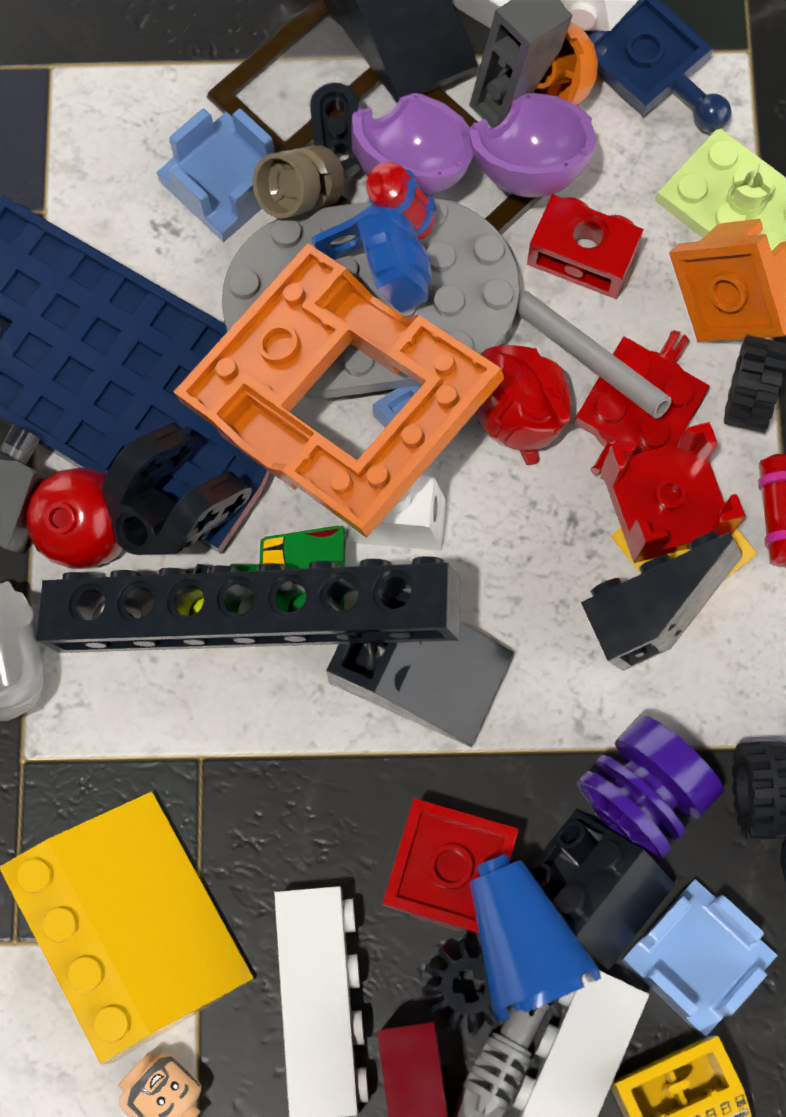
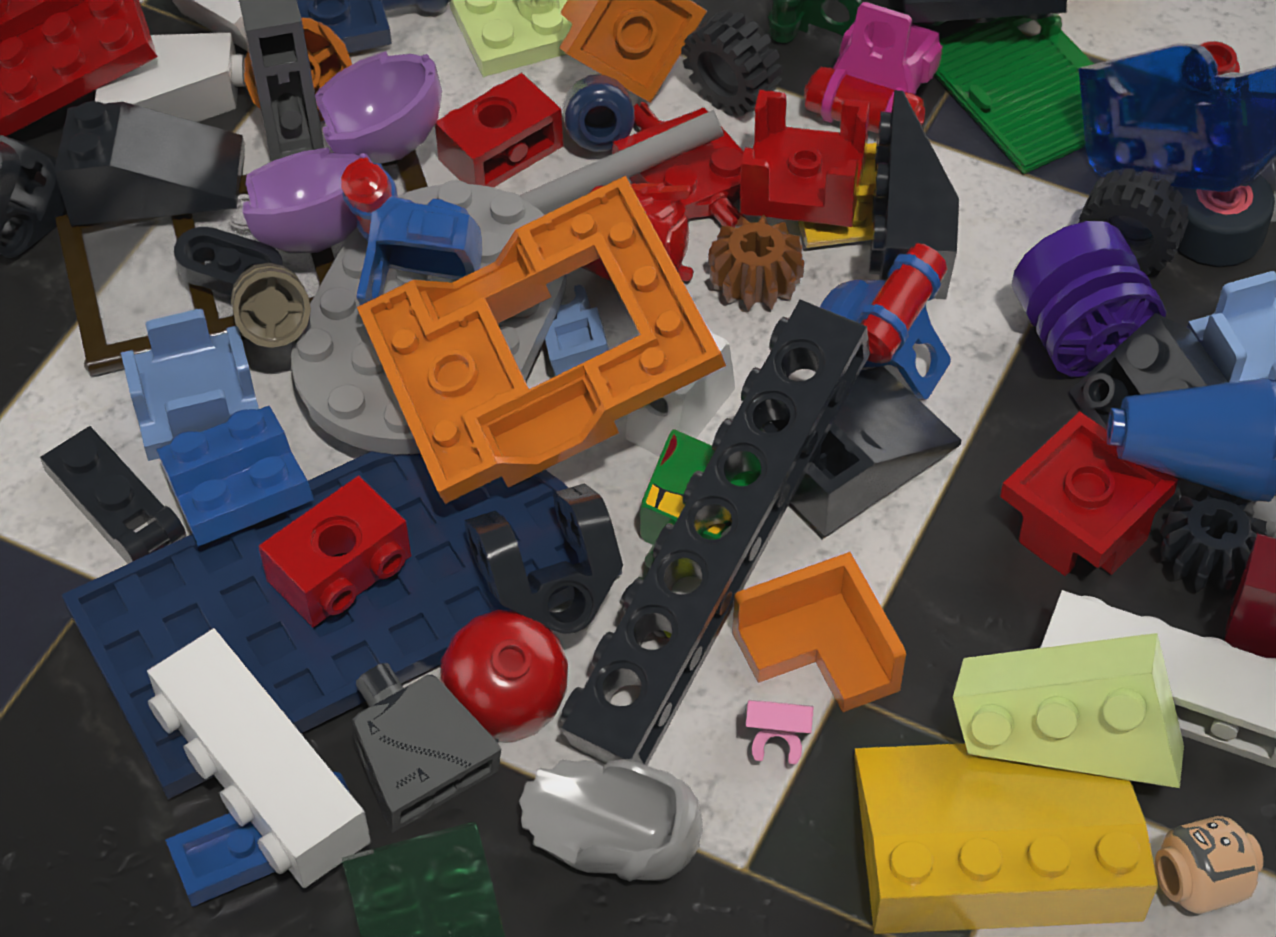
camera: 65 degrees left, 20 degrees down
(88, 331) = (349, 521): none -> red brick
(109, 177) = (111, 495): none -> black plate
(138, 726) = (781, 721): none -> bright pink tile
(153, 245) = (234, 474): none -> blue plate
(232, 941) = (1075, 709): none -> yellowish green wedge
(244, 718) = (822, 618): none -> orange panel
(533, 626) = (898, 315): none -> piece
(565, 487) = (756, 262): none -> dark orange gear
(646, 308) = (598, 112): none -> dark blue head

